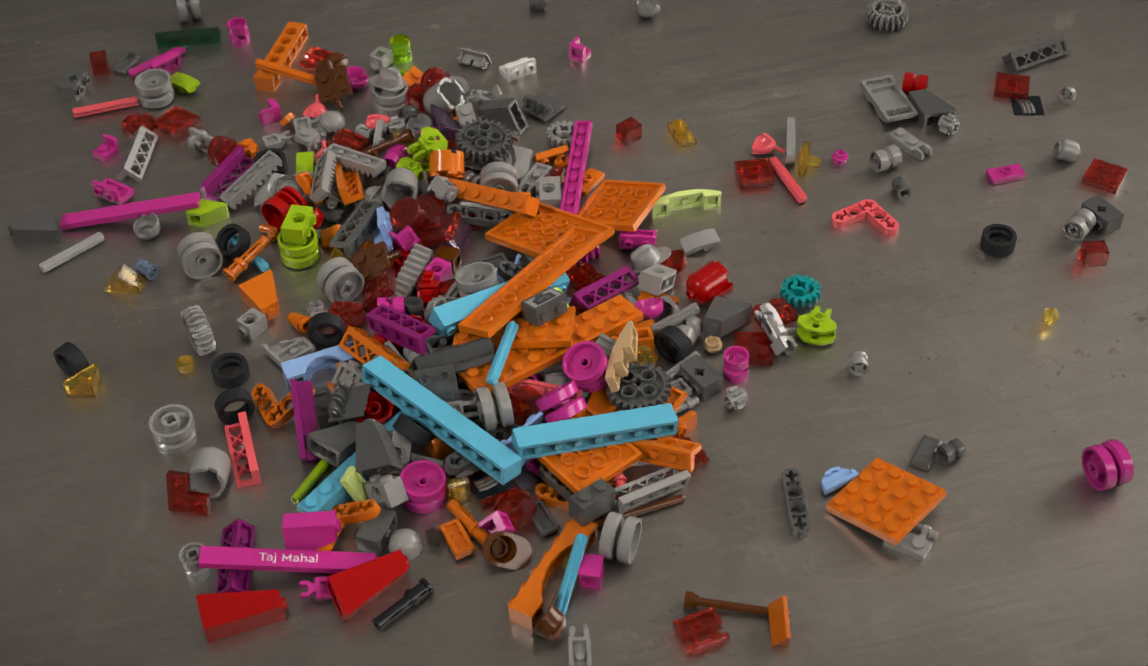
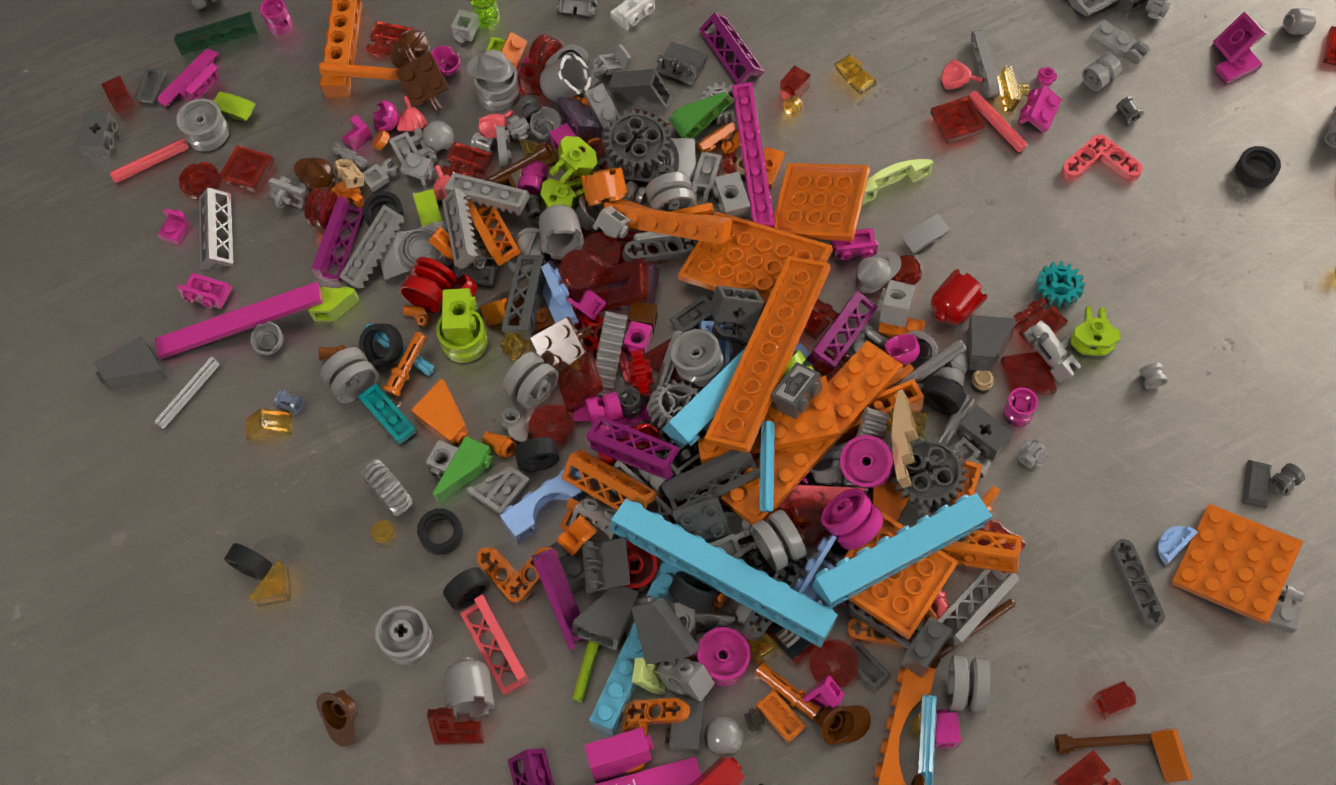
camera: 10 degrees left, 20 degrees up
(99, 471) = (338, 716): none -> reddish brown piece
(220, 289) = (387, 414): none -> teal plate
(229, 129) = (315, 173): none -> reddish brown piece
(253, 134) = (349, 173): none -> tan piece
(258, 125) = (347, 153): none -> light grey axle
(268, 330) = (464, 468): none -> bright green slope
(298, 105) = (385, 117): none -> dark pink hair
(327, 384) = (576, 535): none -> orange panel
(513, 243) = (735, 305): none -> dark grey brick
(543, 134) = (696, 116): none -> bright green slope
(588, 98) = (737, 45): none -> magenta fence
(622, 145) = (793, 106): none -> clear yellow plate
(745, 576) = (1115, 700): none -> clear red brick
(827, 176) = (1040, 108): none -> dark pink bracket
(1011, 152) = (1239, 37): none -> dark pink slope

